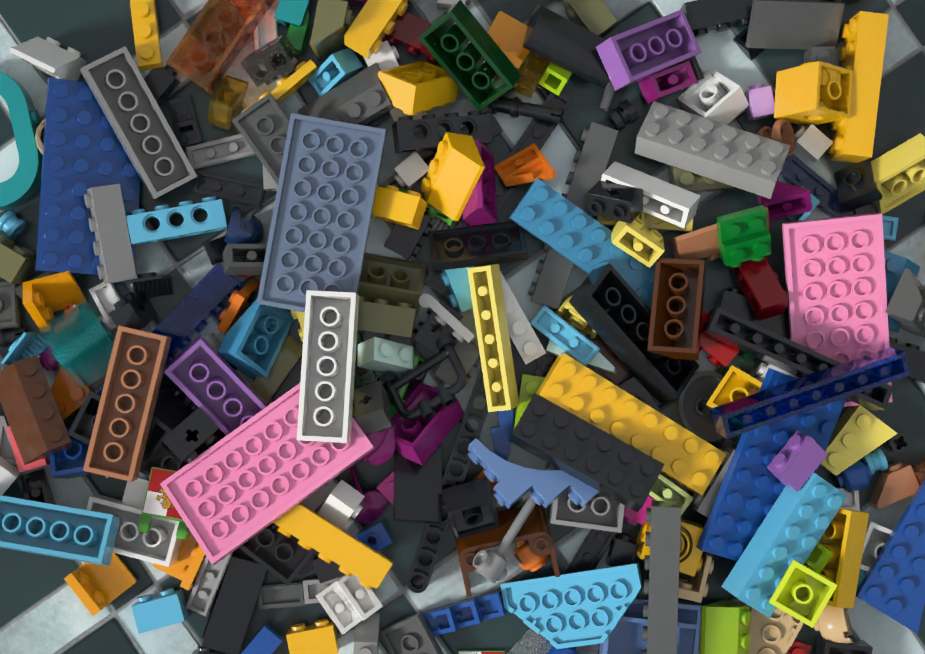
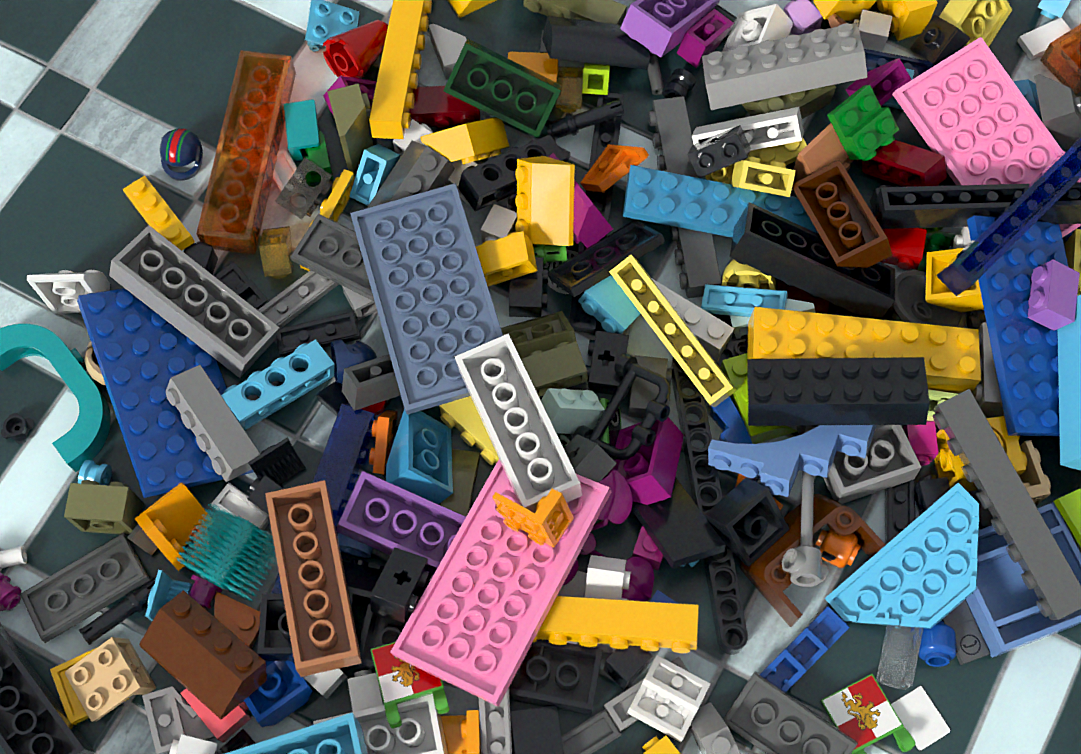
camera: 25 degrees left, 20 degrees down
(311, 455) = (544, 525): none -> light orange bracket
(445, 317) = (612, 339): light grey plate -> none

